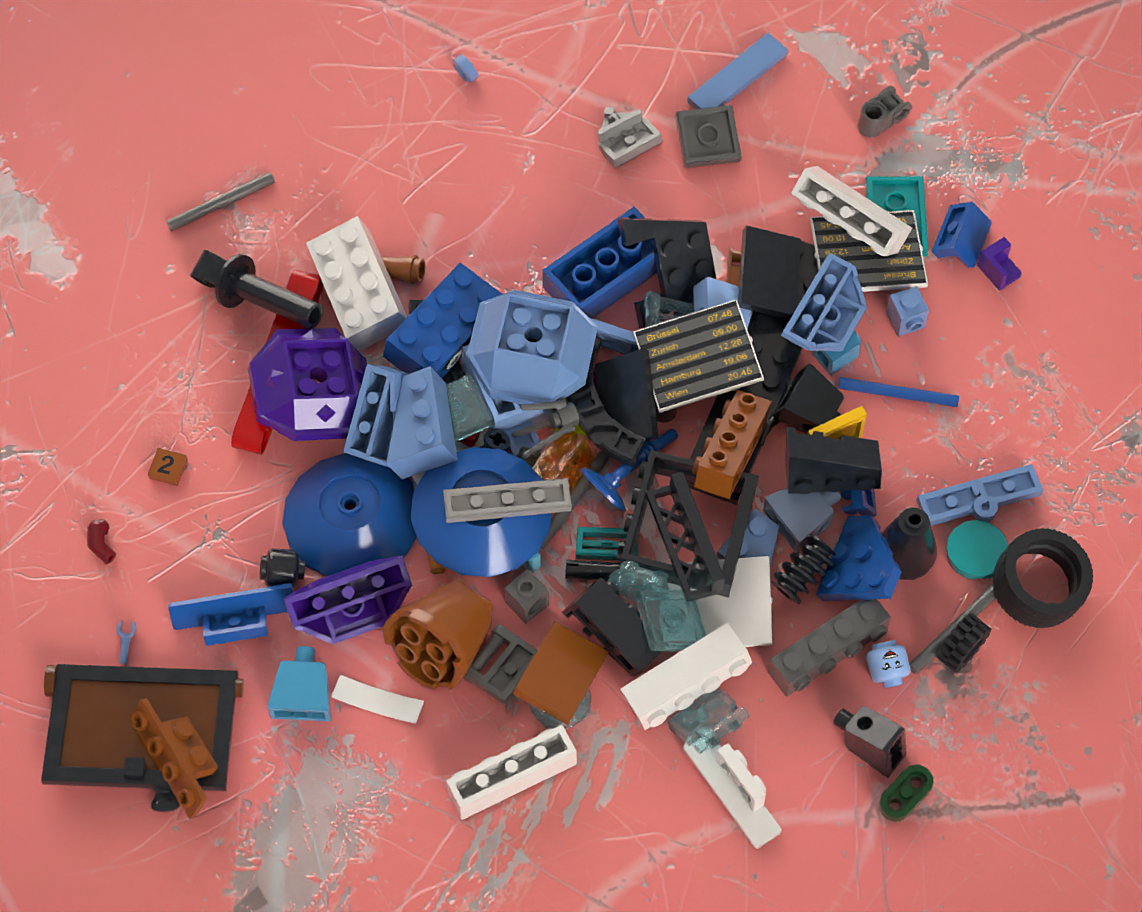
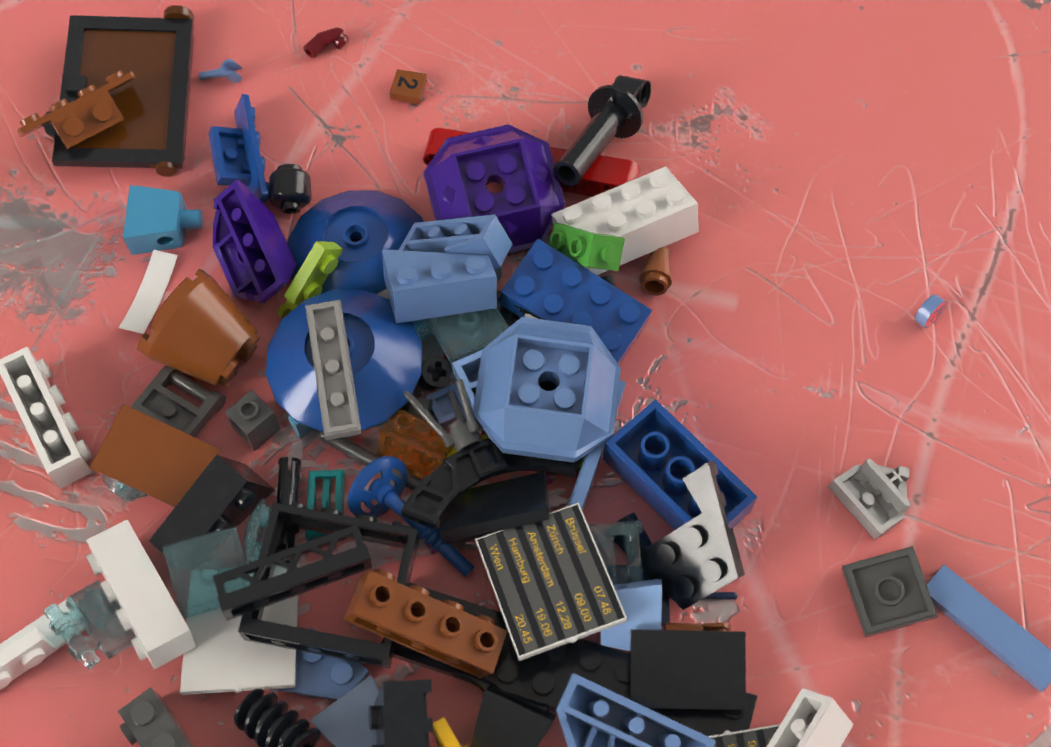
camera: 85 degrees right, 0 degrees up
(220, 201) = (720, 100): dark grey bar -> none
(382, 526) = (311, 276): none -> lime plate
(393, 310) = (587, 247): none -> bright green bracket

